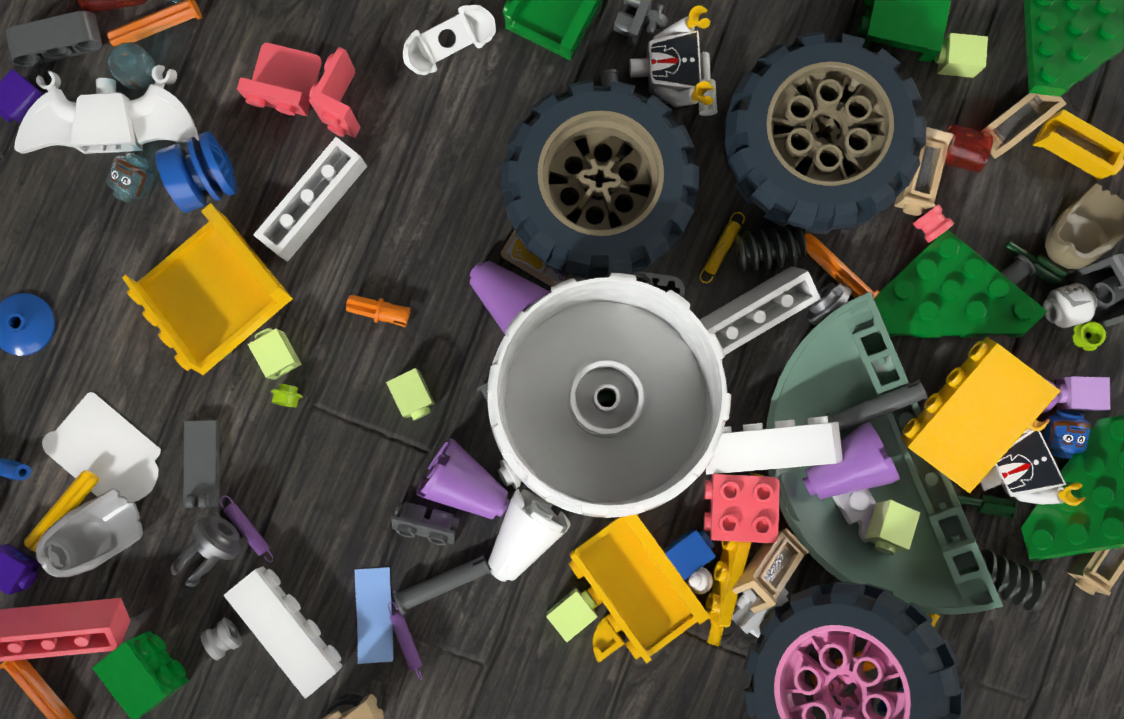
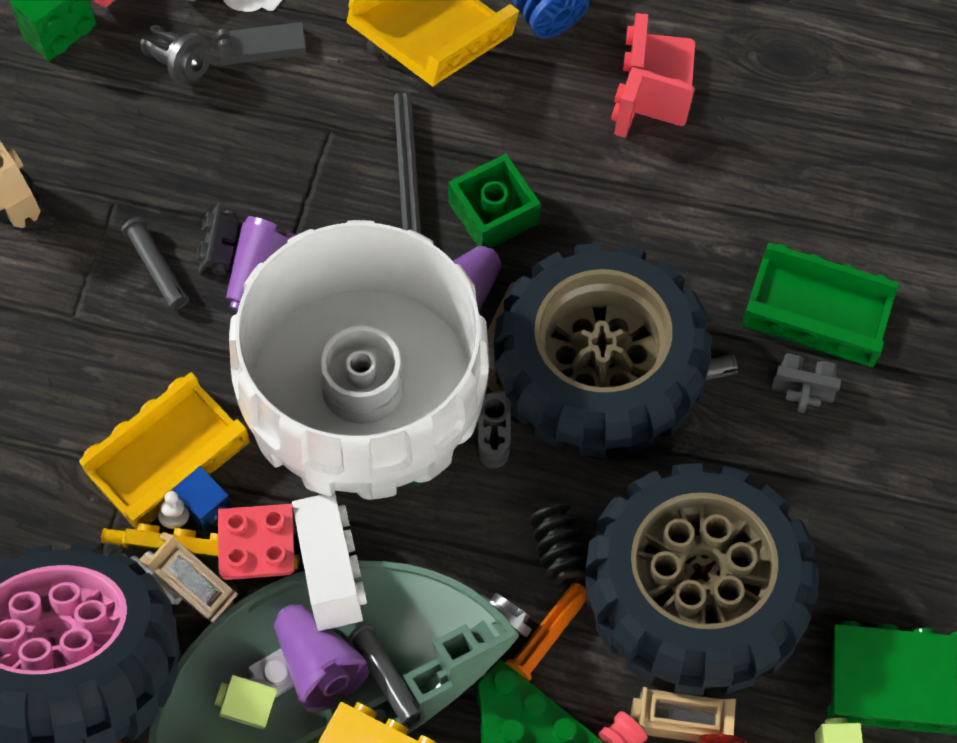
camera: 85 degrees right, 20 degrees down
(221, 639) = (90, 77): light grey wheel -> none
(246, 528) = (200, 88): medium lavender piece -> none
(274, 353) = (376, 86): yellowish green brick -> none
(284, 630) = (100, 129): white brick -> none
(286, 396) = (336, 103): lime plate -> none
(311, 199) = (538, 95): white brick -> none
(373, 619) = (118, 209): light blue sticker -> none
(378, 310) = (434, 173): orange axle -> none
(378, 336) = (407, 162): none -> dark grey axle
(405, 640) = (93, 239): medium lavender piece -> none
(411, 394) = (350, 204): yellowish green brick -> none
(425, 258) = (494, 202): none -> green brick
(470, 26) = (715, 177): white piece -> none
(525, 534) = (202, 327): white cone -> none
(572, 613) = (128, 386): yellowish green brick -> none
(605, 639) = (99, 427): yellow tile -> none
(674, 63) = (757, 423): torso -> none
(707, 110) = (738, 462): white axle -> none
(722, 247) = (546, 499): yellow piece -> none
(761, 308) = (481, 533): white brick -> none

